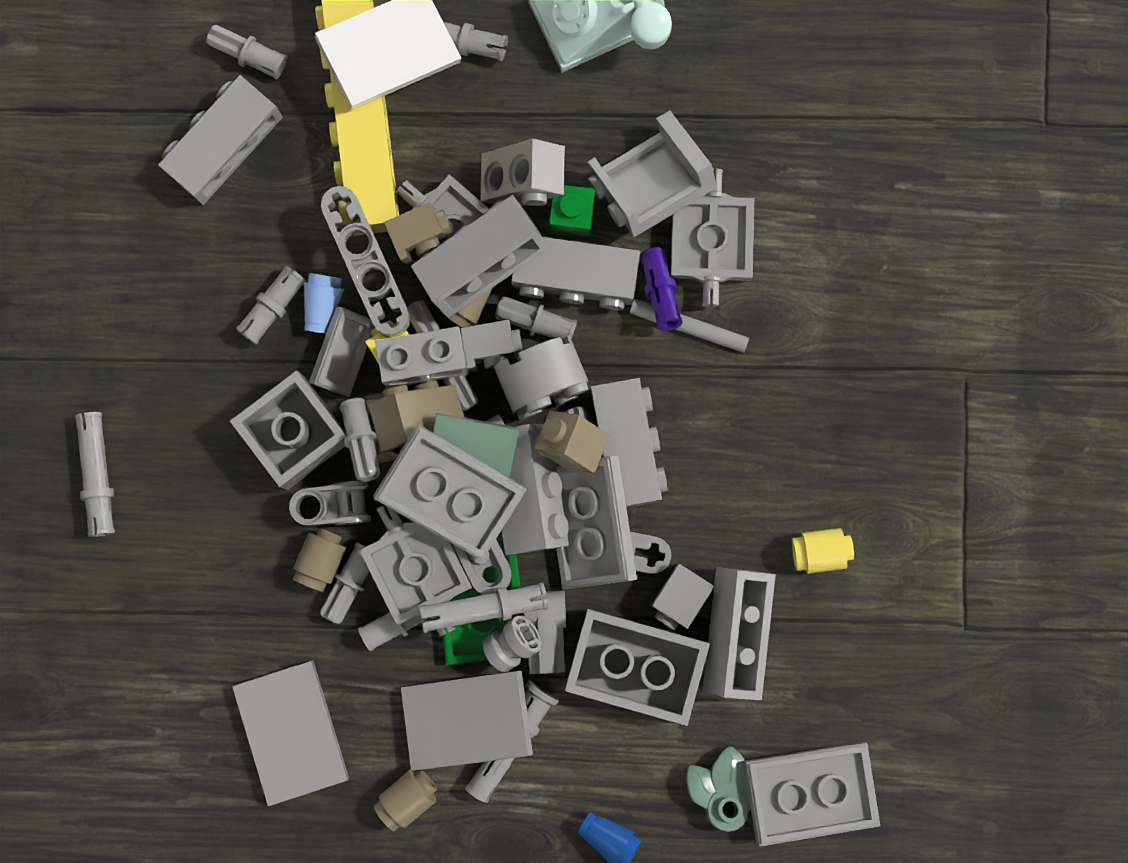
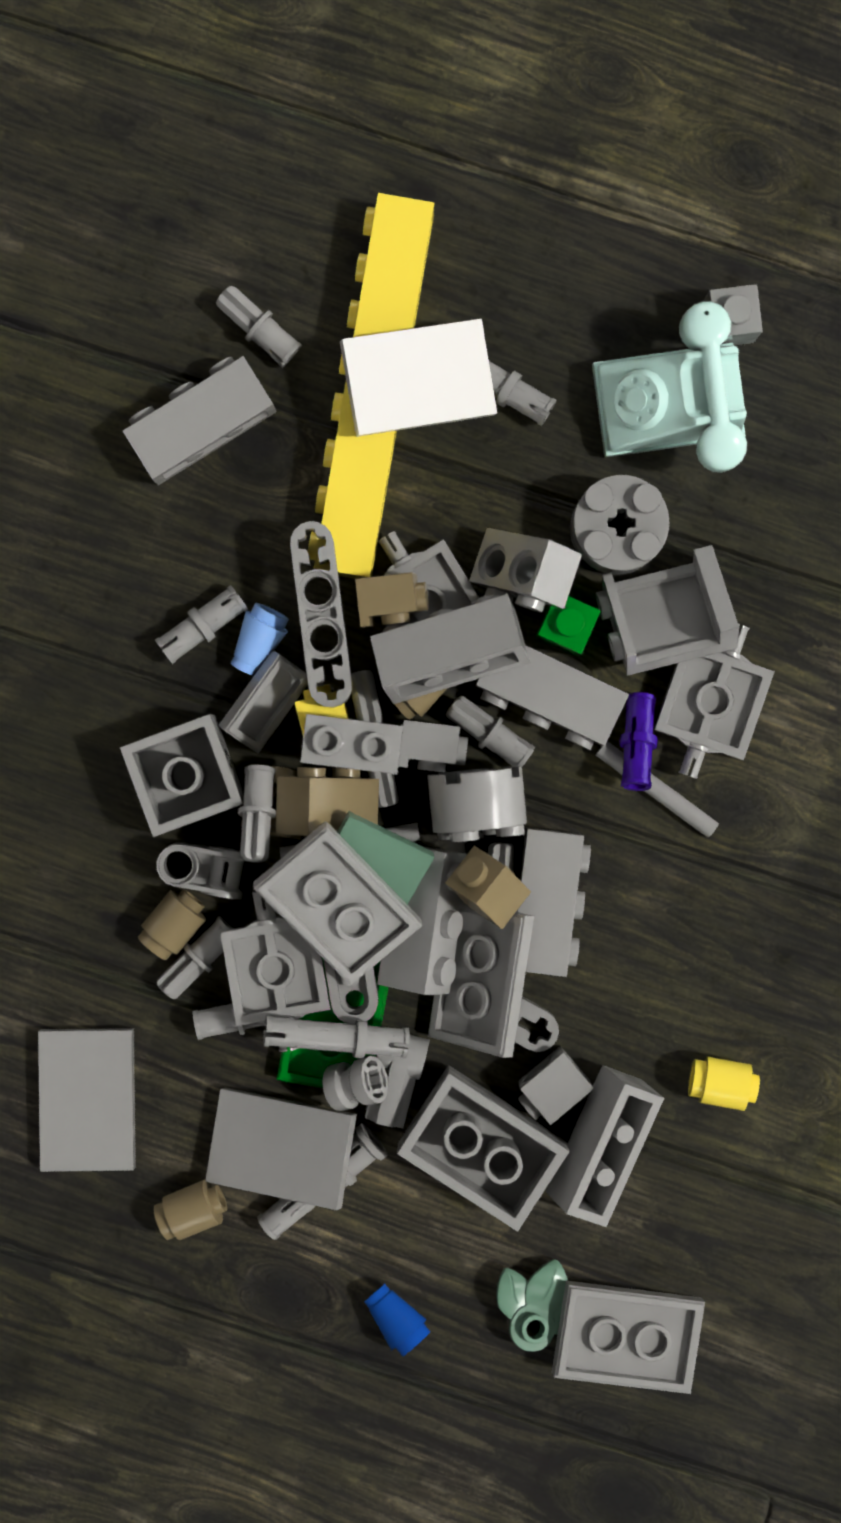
camera: 10 degrees right, 5 degrees up
(593, 96) = (638, 505): none -> light grey brick

